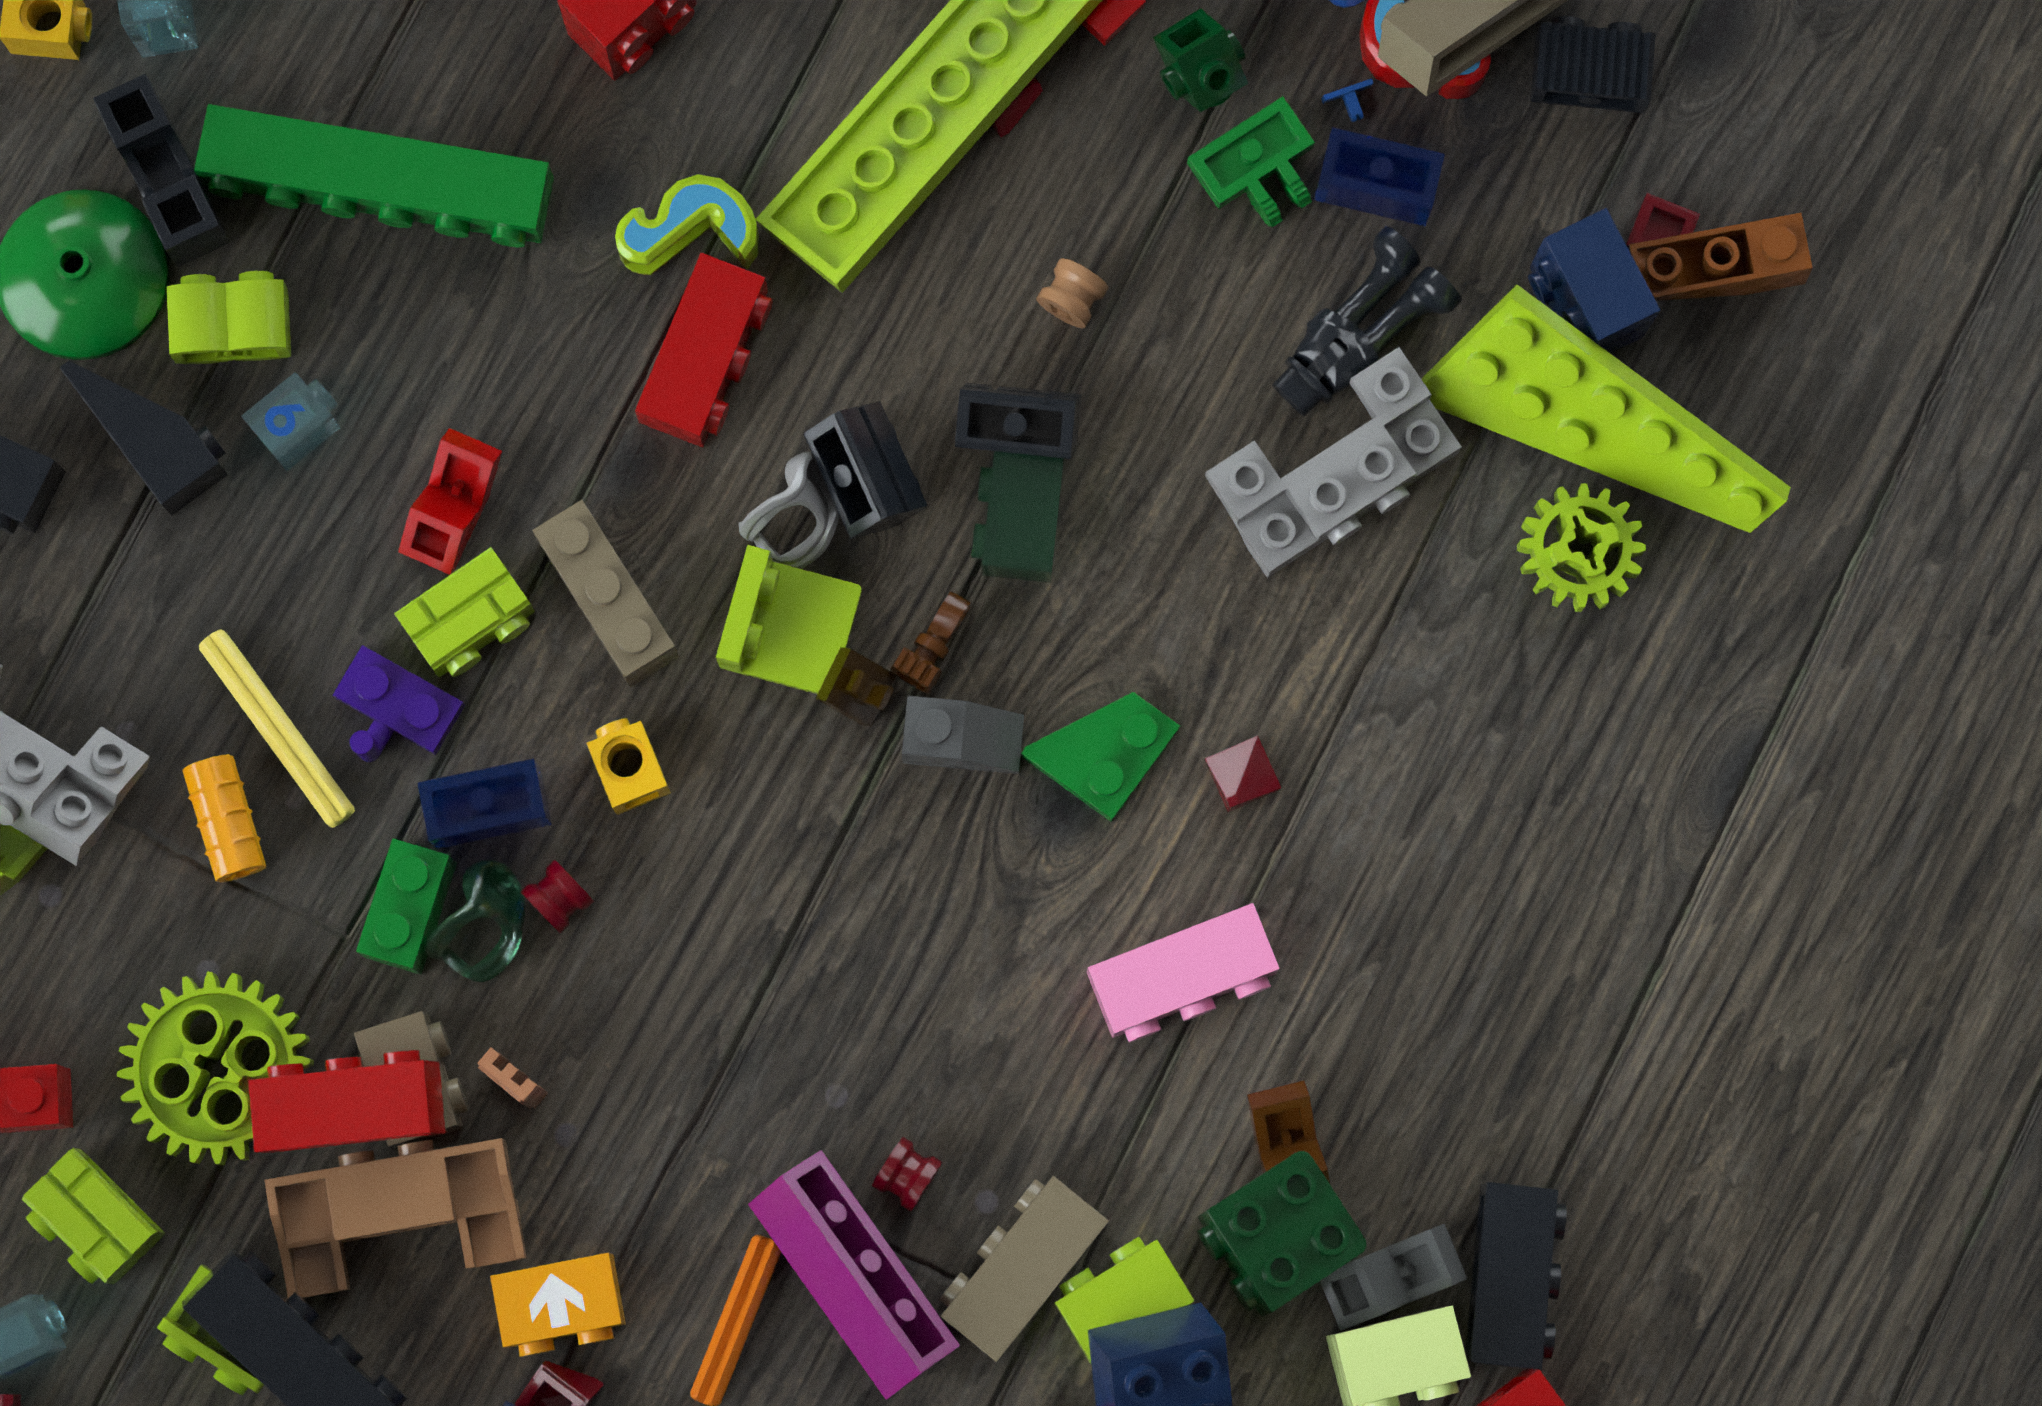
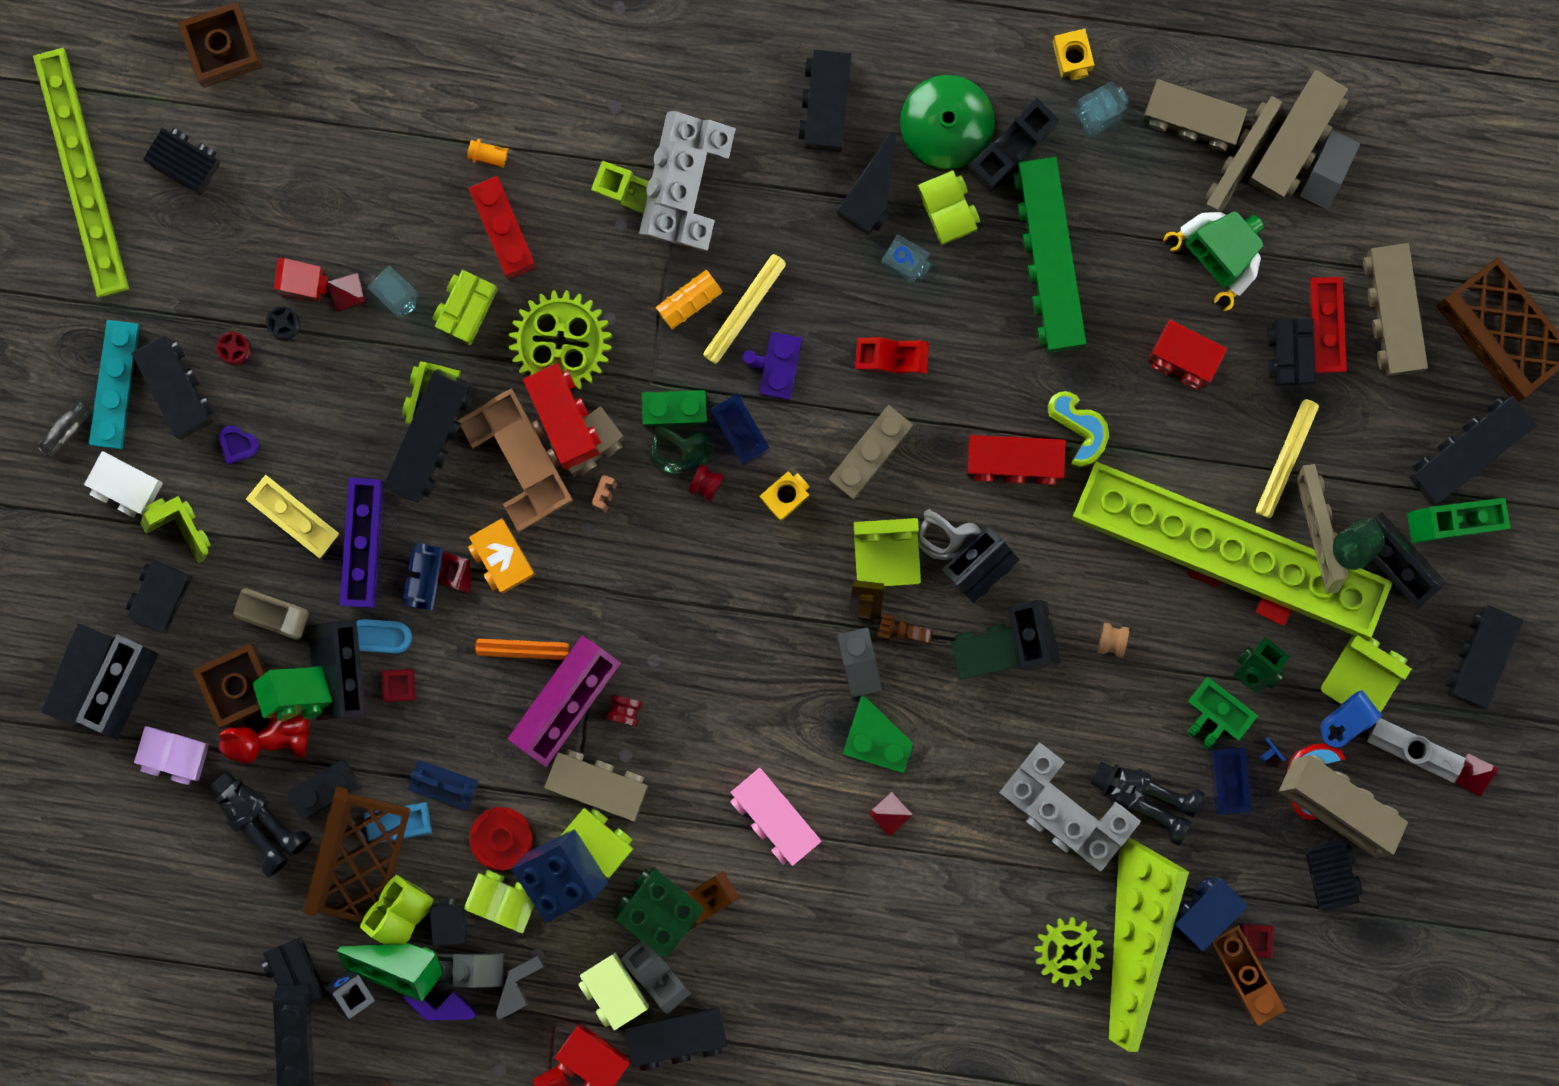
camera: 80 degrees right, 5 degrees up
(466, 614) = (835, 384): lime brick -> none

